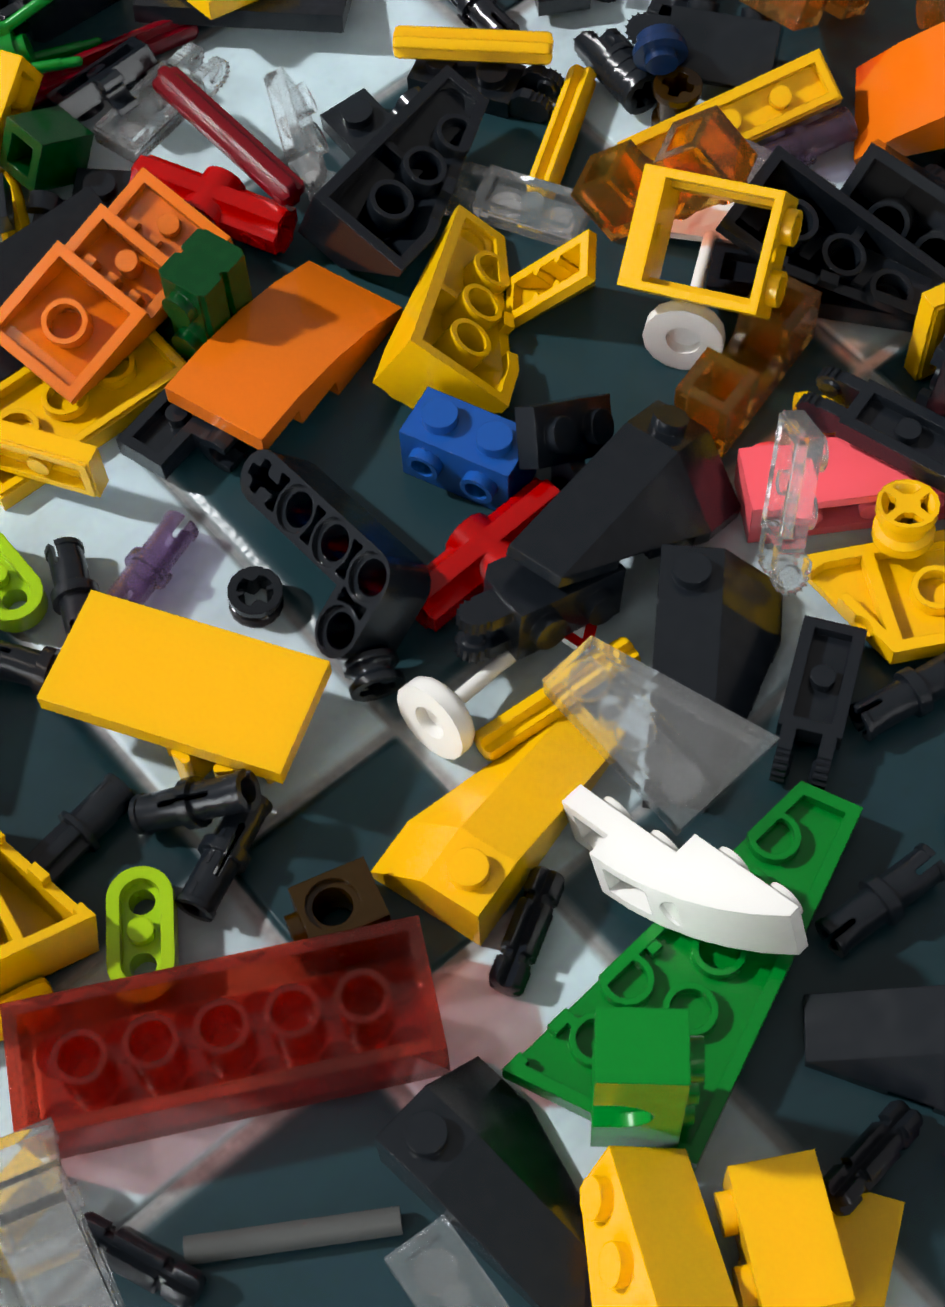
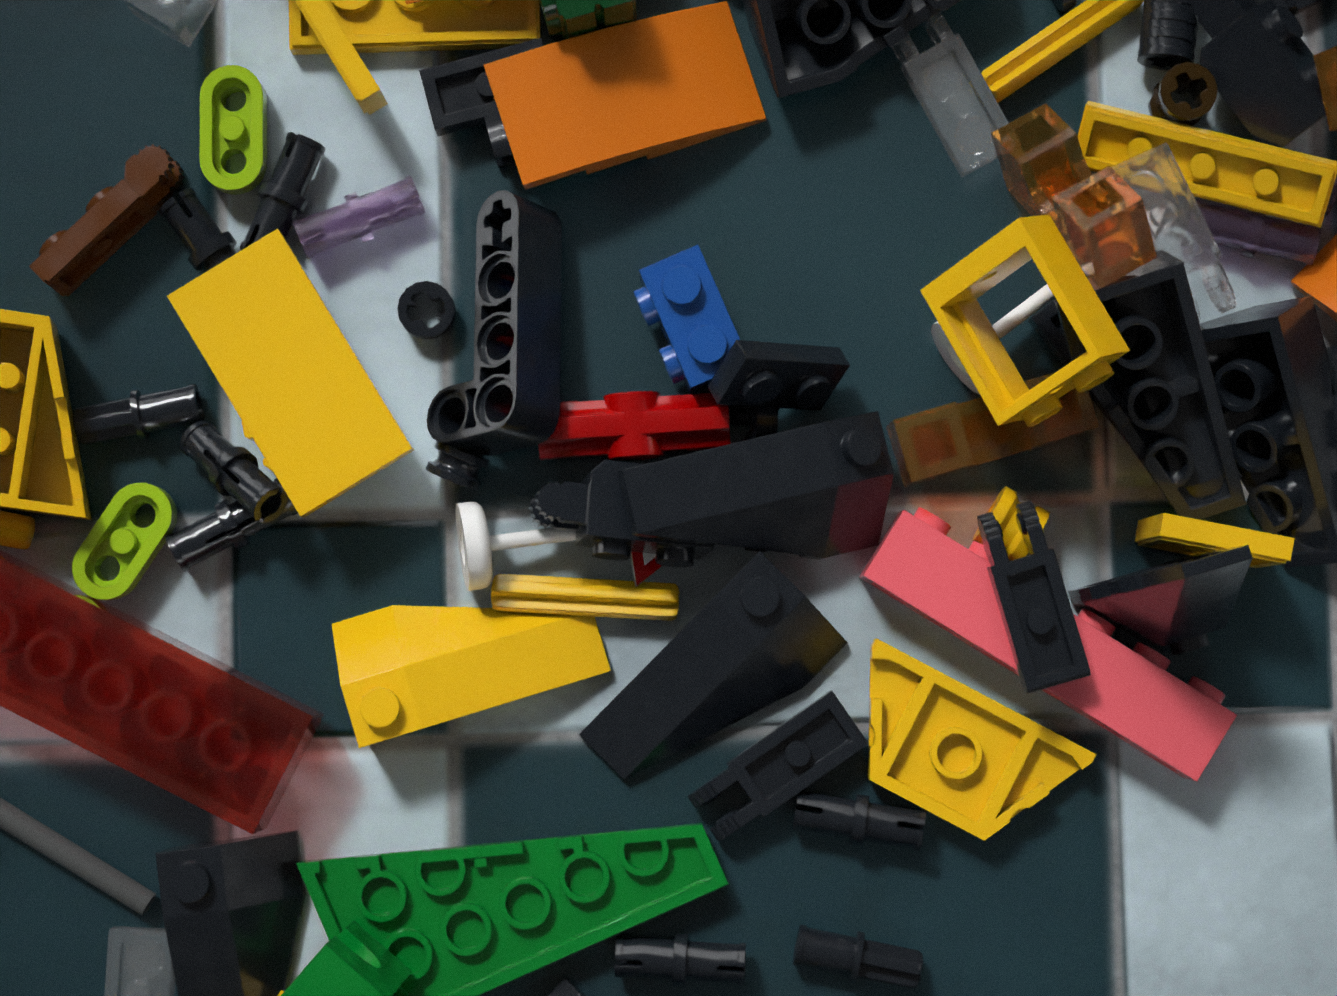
camera: 40 degrees right, 25 degrees up
(346, 887) = (302, 653): dark brown brick -> none
(456, 323) = (779, 188): yellow wedge -> none
(526, 931) = (406, 767): black axle -> none
(553, 279) = (901, 207): yellow slope -> none
(654, 731) = (612, 707): clear wedge -> none
(659, 49) = (1197, 47): dark blue plate -> none
(685, 889) = (533, 855): white slope -> none
(790, 500) = (888, 604): clear hinge -> none
(898, 506) = (990, 682): yellow wheel -> none

